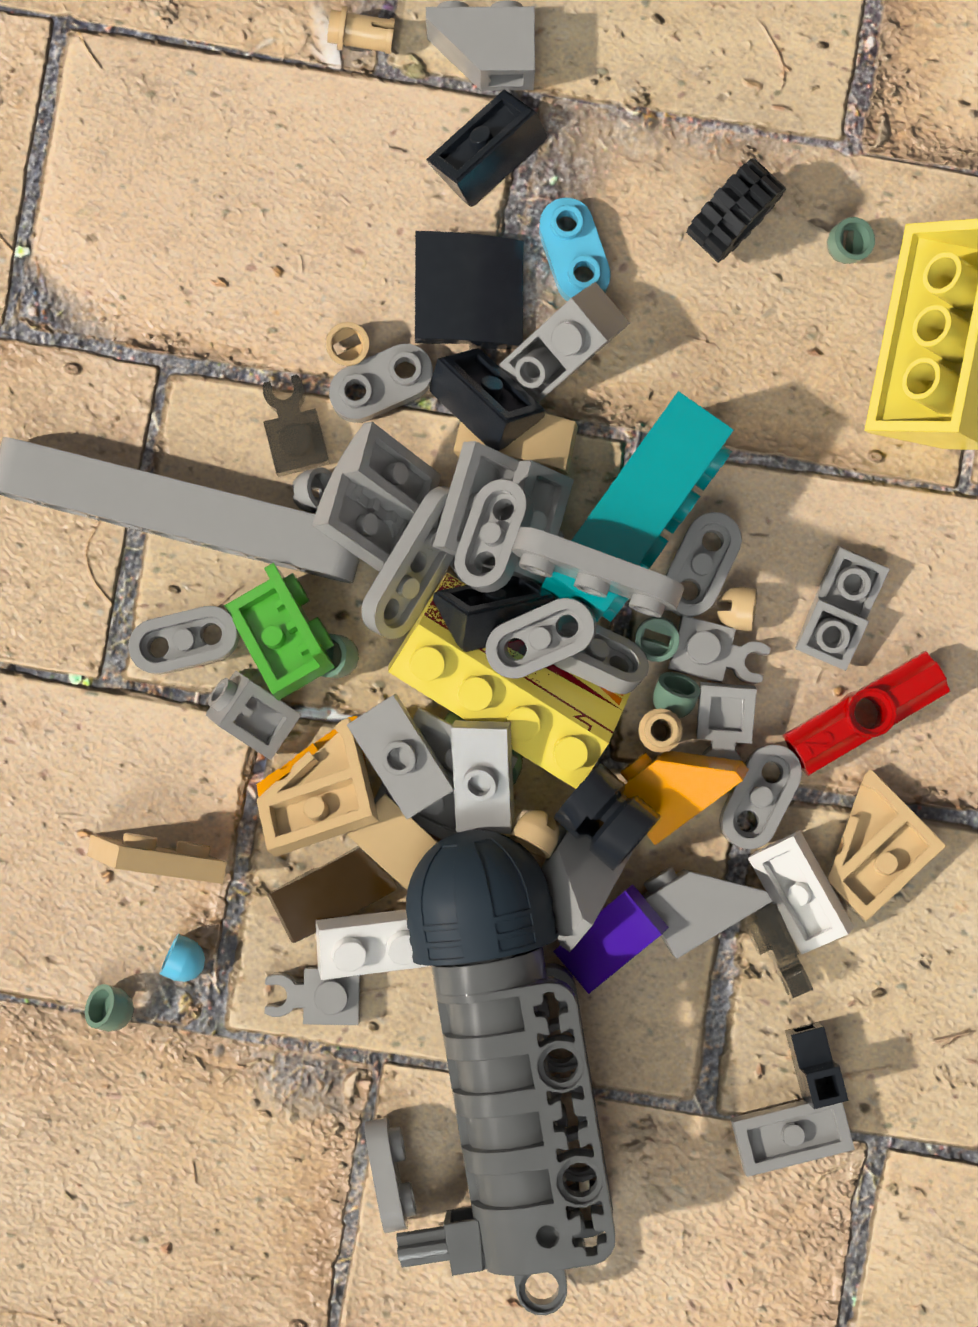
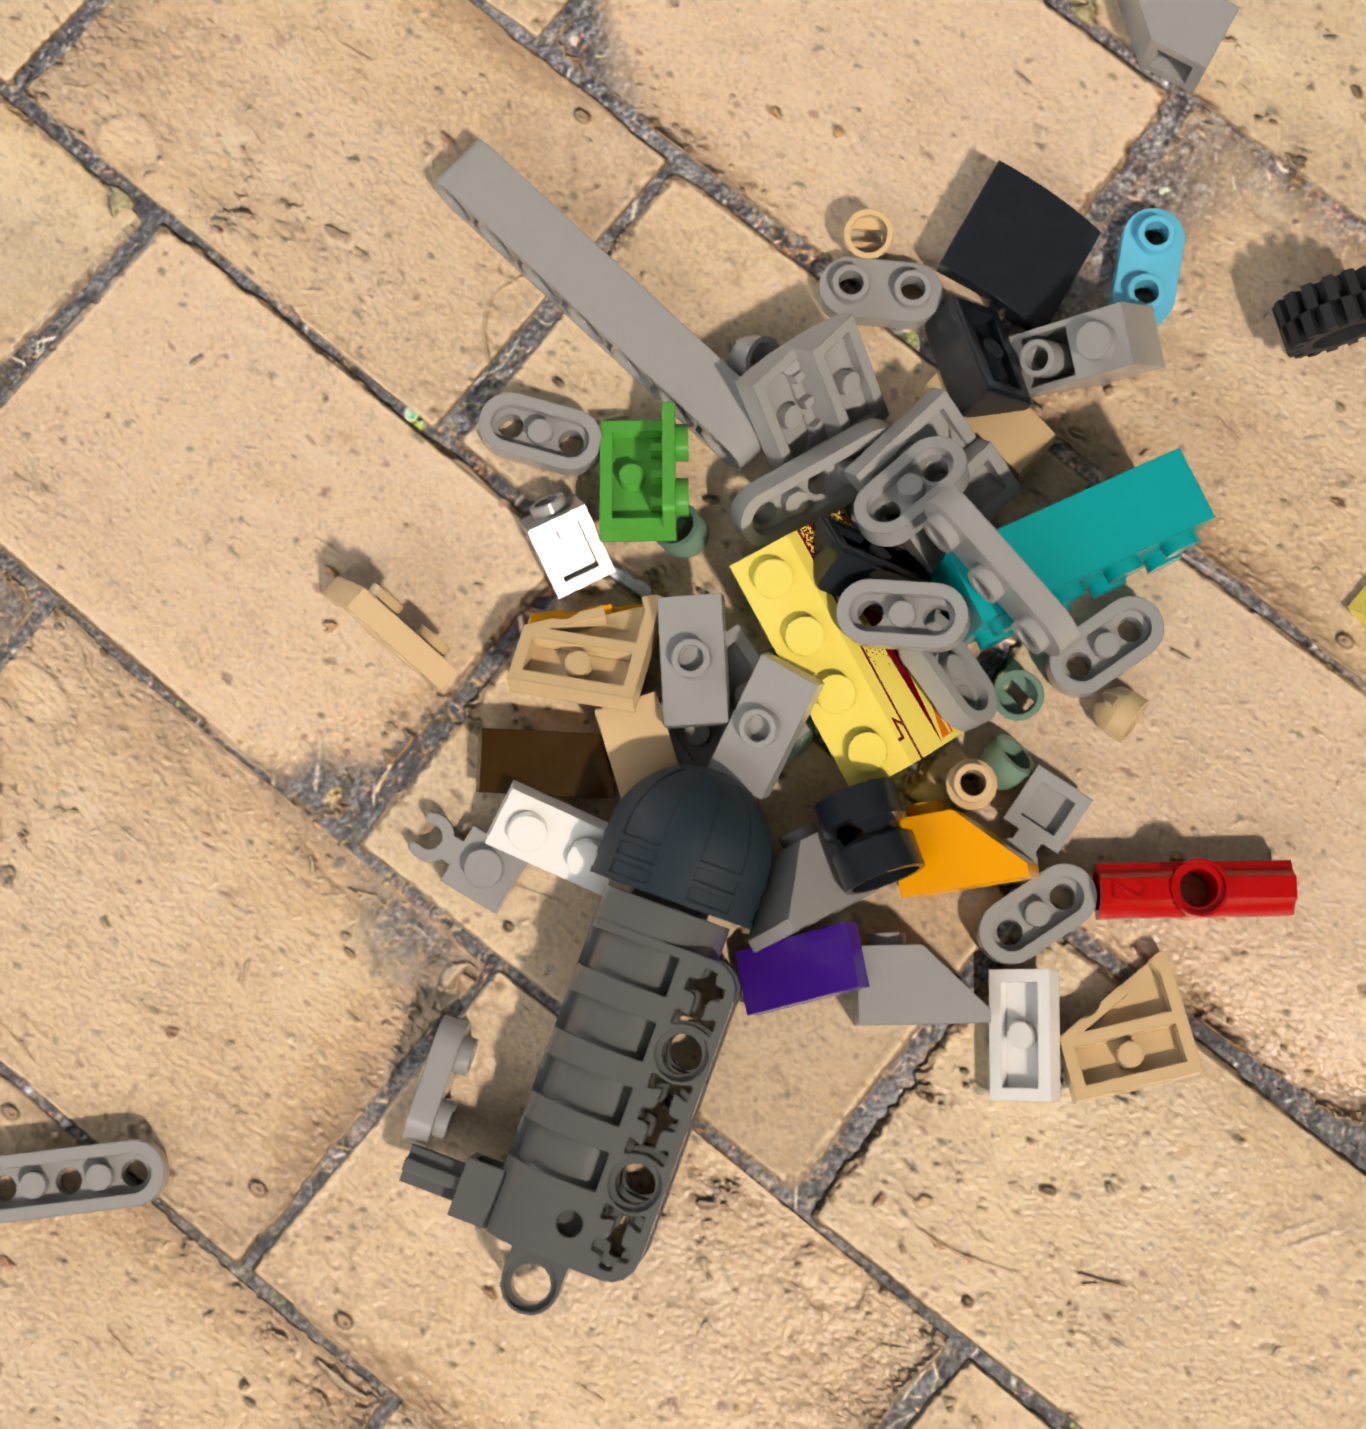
camera: 35 degrees right, 5 degrees down
(108, 1008) = (256, 754): sand green hinge -> none
(184, 960) = (357, 749): medium azure hinge -> none
(295, 435) = (765, 296): clear smoke plate -> none
(488, 147) = (1116, 124): black slope -> none
(537, 833) = (787, 814): tan hinge -> none
(708, 650) = (1064, 738): light grey plate -> none
(771, 935) = (970, 1062): clear smoke plate -> none
(790, 1136) = (877, 1281): light grey plate -> none
(816, 1072) = (939, 1223): black piece -> none
(841, 608) = (1226, 771): light grey slope -> none

